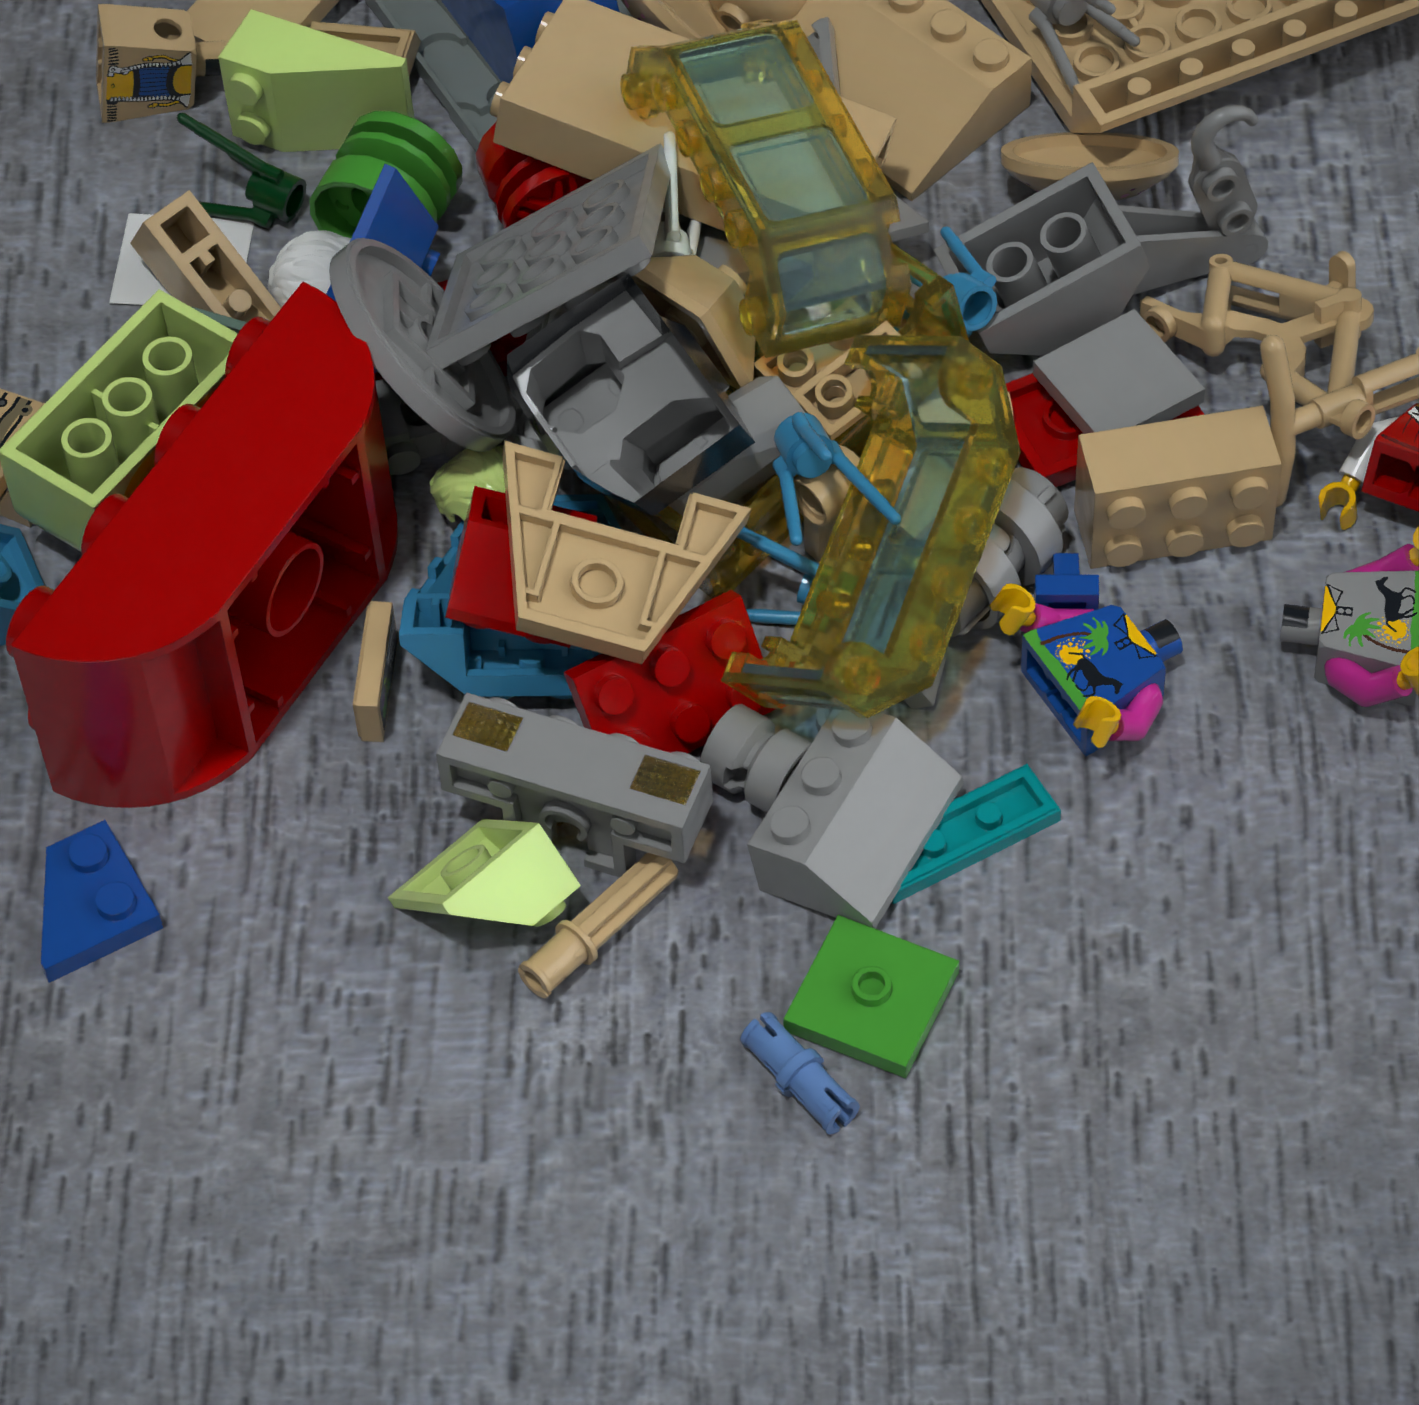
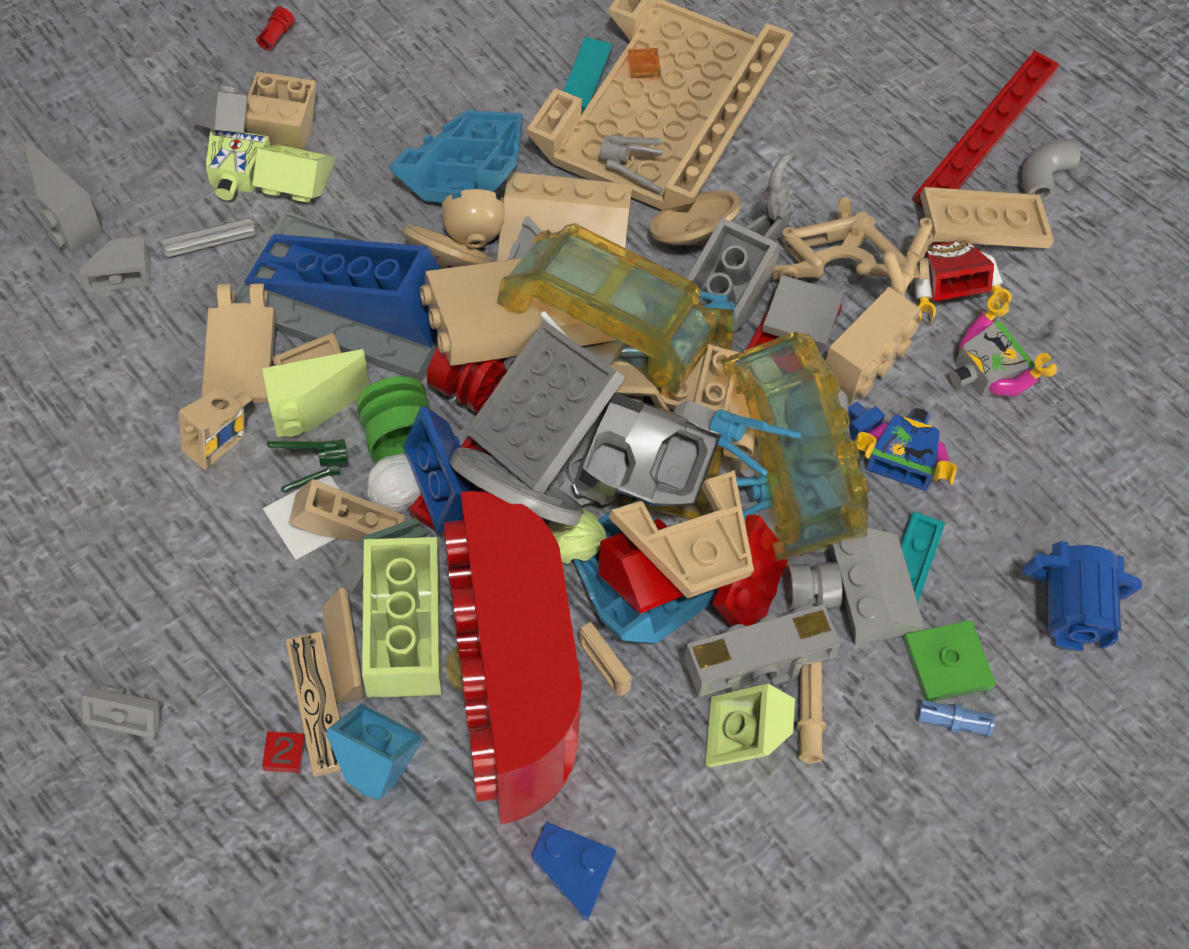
camera: 45 degrees left, 5 degrees up
(1153, 1022) = (1082, 593): none -> blue container

